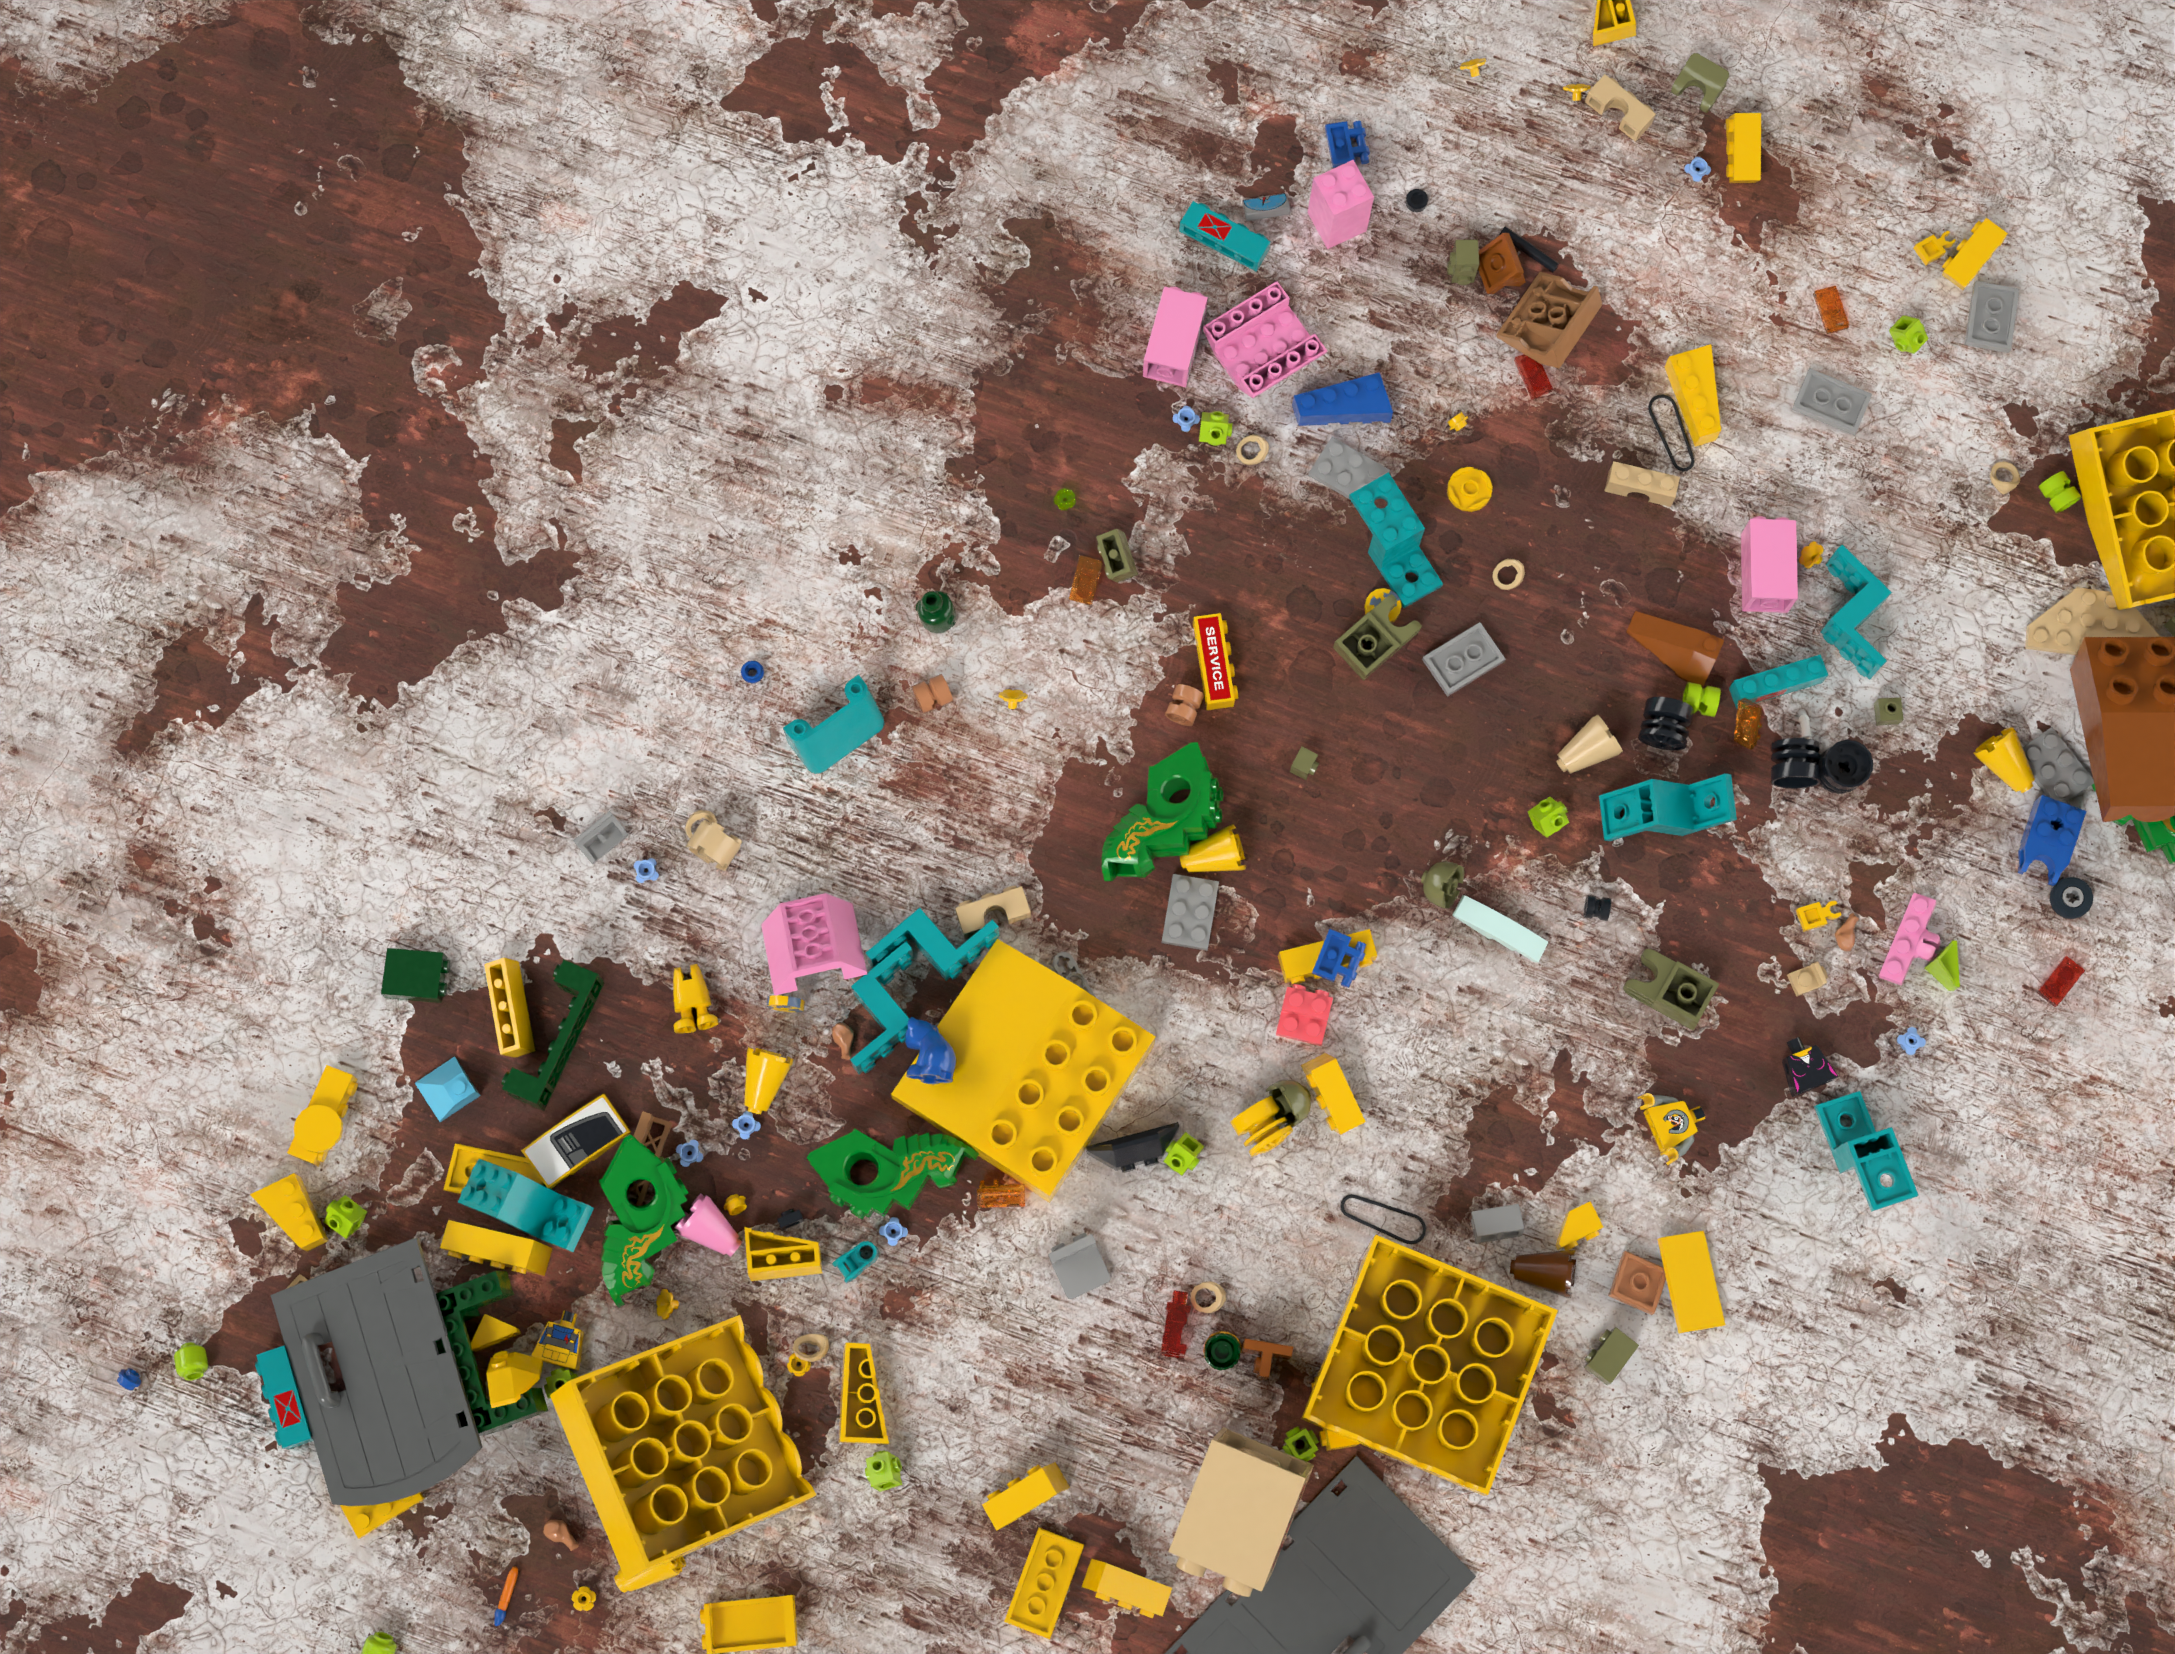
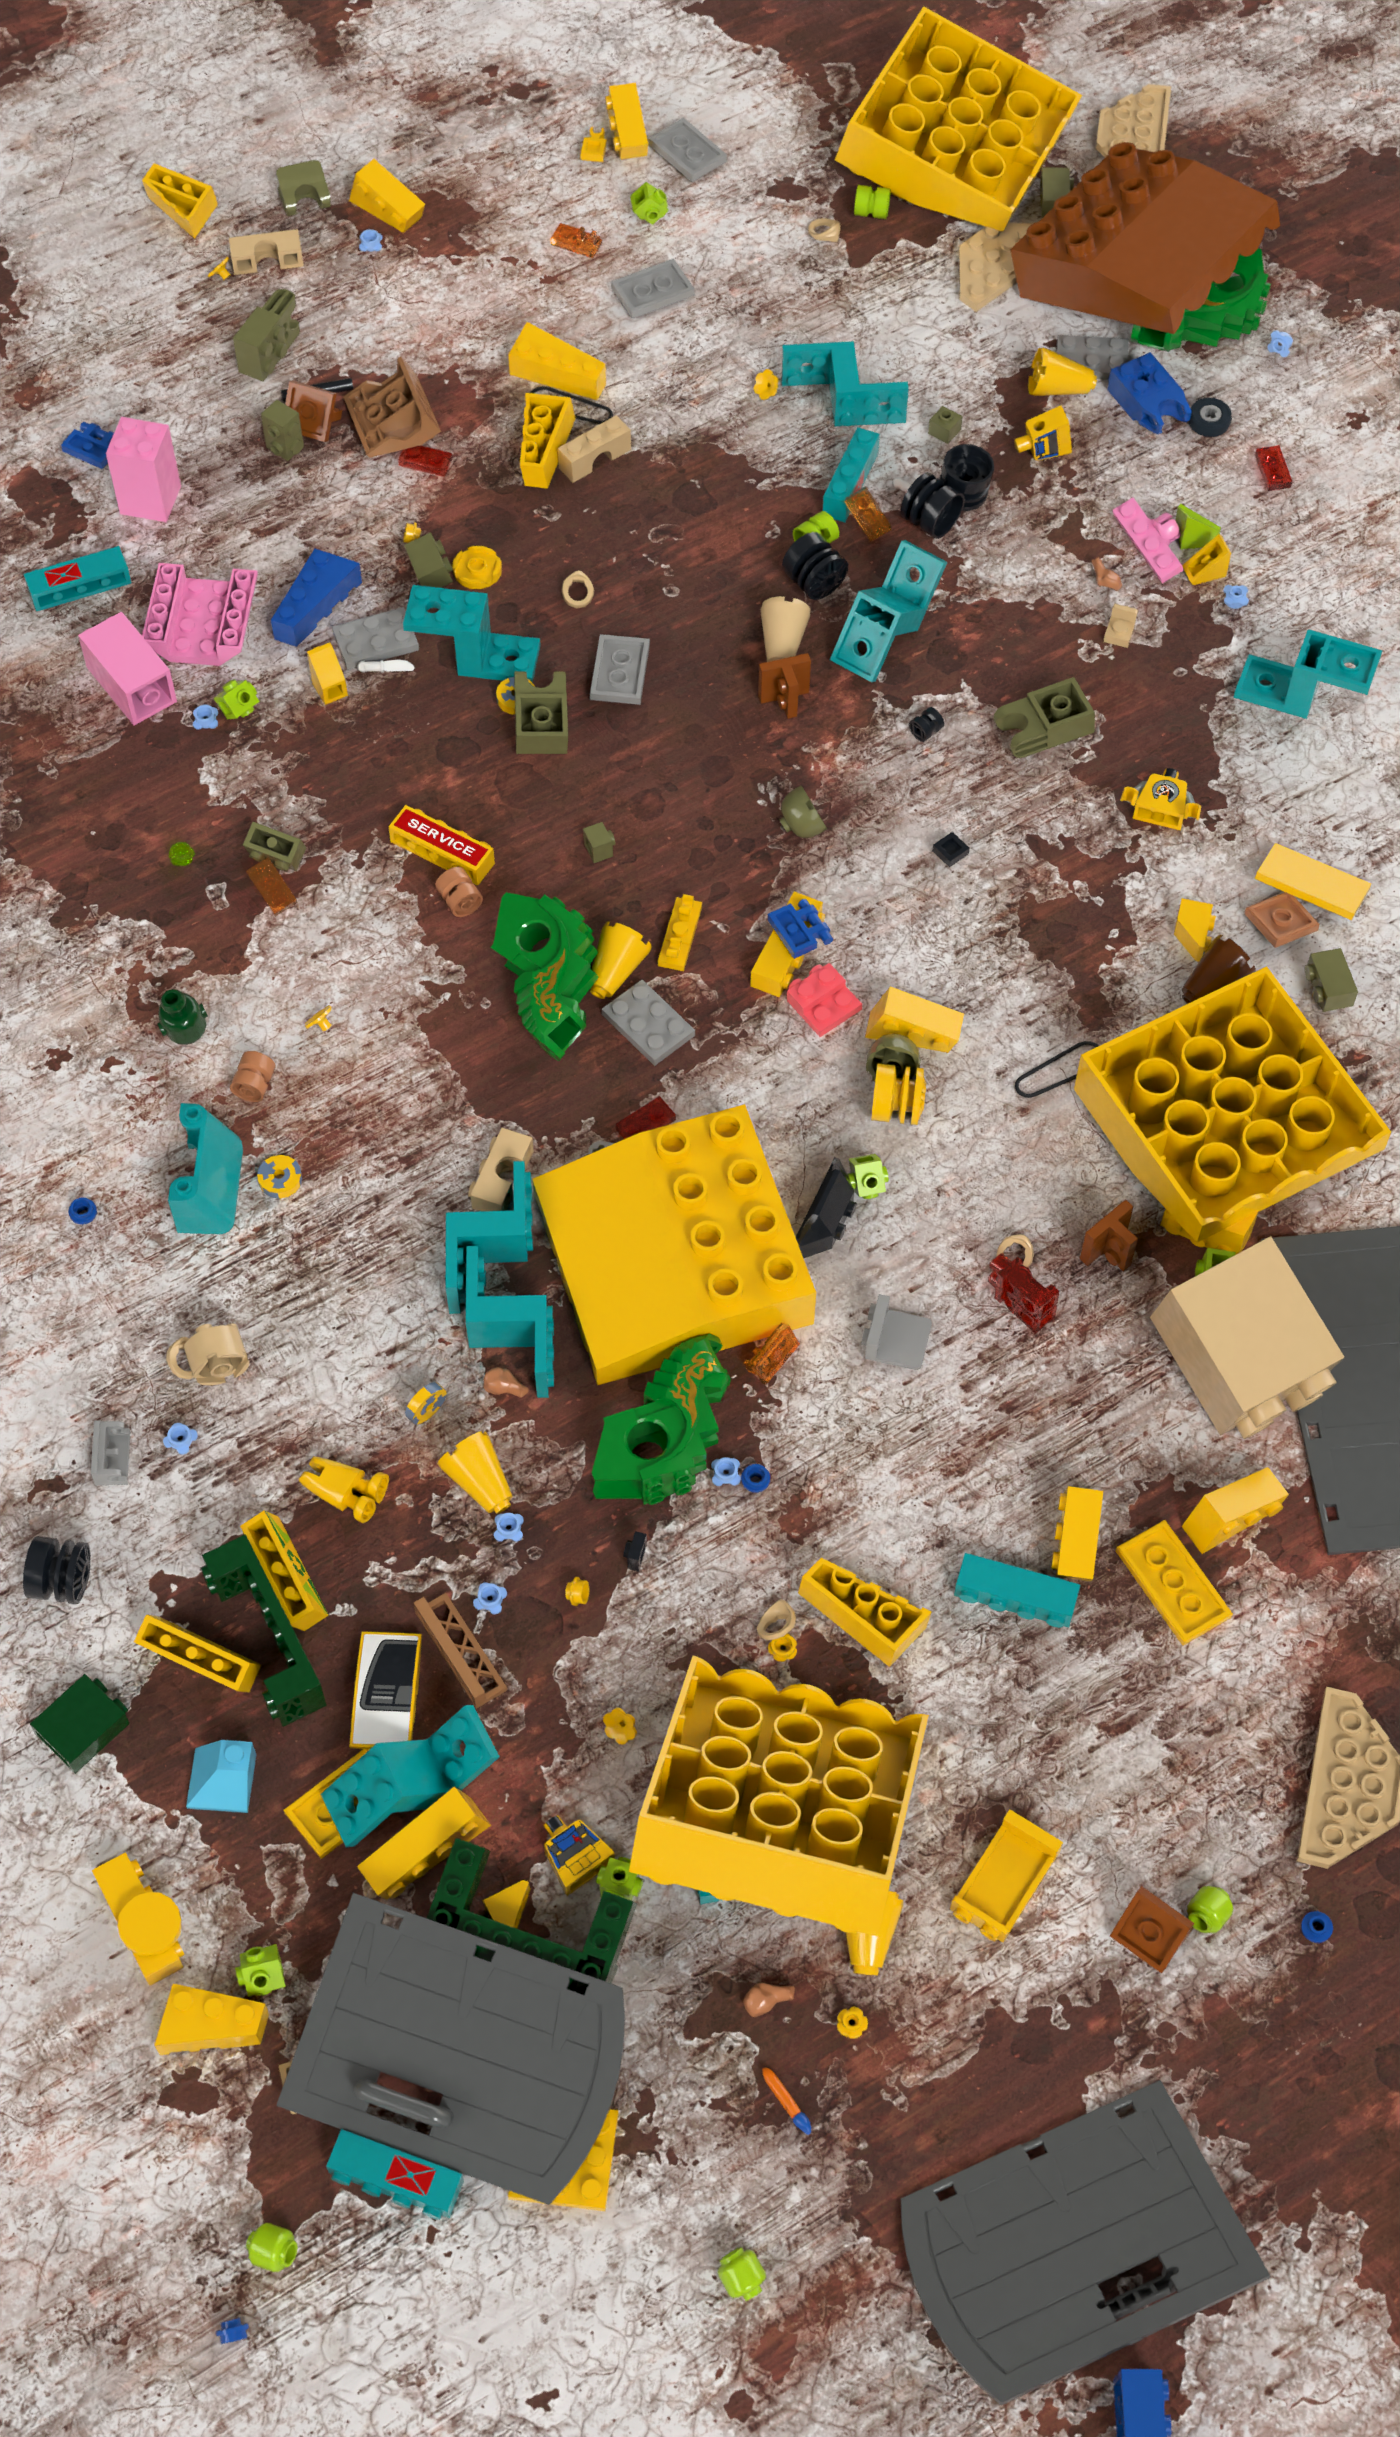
camera: 50 degrees left, 15 degrees down
(494, 876) = (56, 1570): none -> black wheel
(511, 1376) = (574, 1907): yellow wedge -> none
(603, 1013) = (284, 1570): none -> yellow brick
(641, 1228) = (527, 1685): green animal -> none
(708, 1227) = (578, 1627): bright pink cone -> none
(780, 1256) = (665, 1583): yellow wedge -> none
(810, 939) = (382, 1332): bright pink slope -> none
(855, 1261) = (727, 1524): teal piece -> none
(881, 781) = (277, 1166): none -> yellow piece
(883, 1471) = (952, 1640): lime brick -> none
(896, 1254) = (758, 1471): none -> blue plate
(936, 1055) = (601, 1290): blue animal -> none
(954, 1485) = (1016, 1590): none -> teal brick
(1111, 972) = (650, 1116): none -> clear red plate
(1222, 1350) = (1075, 1273): dark green hair -> none
(1264, 446) = (287, 677): tan piece -> none
(1266, 207) = (84, 535): slope -> none
(1279, 876) = (680, 933): none -> yellow plate
(1284, 469) = (326, 673): none -> yellow slope
(1332, 500) = (389, 665): none -> white piece
(1416, 200) = (193, 434): black tile -> none
(1439, 456) = (428, 561): none -> olive brick
(1473, 66) = (124, 319): yellow plant -> none
(1497, 1223) = (1141, 984): light grey hinge -> none
(1500, 928) = (874, 804): light aqua slope -> none
(1503, 1006) = (950, 849): none -> black plate
(1540, 178) = (266, 335): none -> olive brick
(1544, 781) = (784, 681): none -> dark orange bracket
(1548, 816) = (815, 701): lime brick -> none
(1619, 441) = (544, 431): none -> yellow wedge
(1680, 647) = (760, 516): dark orange wedge -> none
(1769, 565) = (749, 411): bright pink brick -> none
(1806, 1068) = (1196, 677): black torso -> none
(1815, 916) = (1071, 584): yellow plate -> none
(1921, 999) = (1209, 562): none -> yellow slope
(1938, 793) = (1046, 435): none -> yellow torso

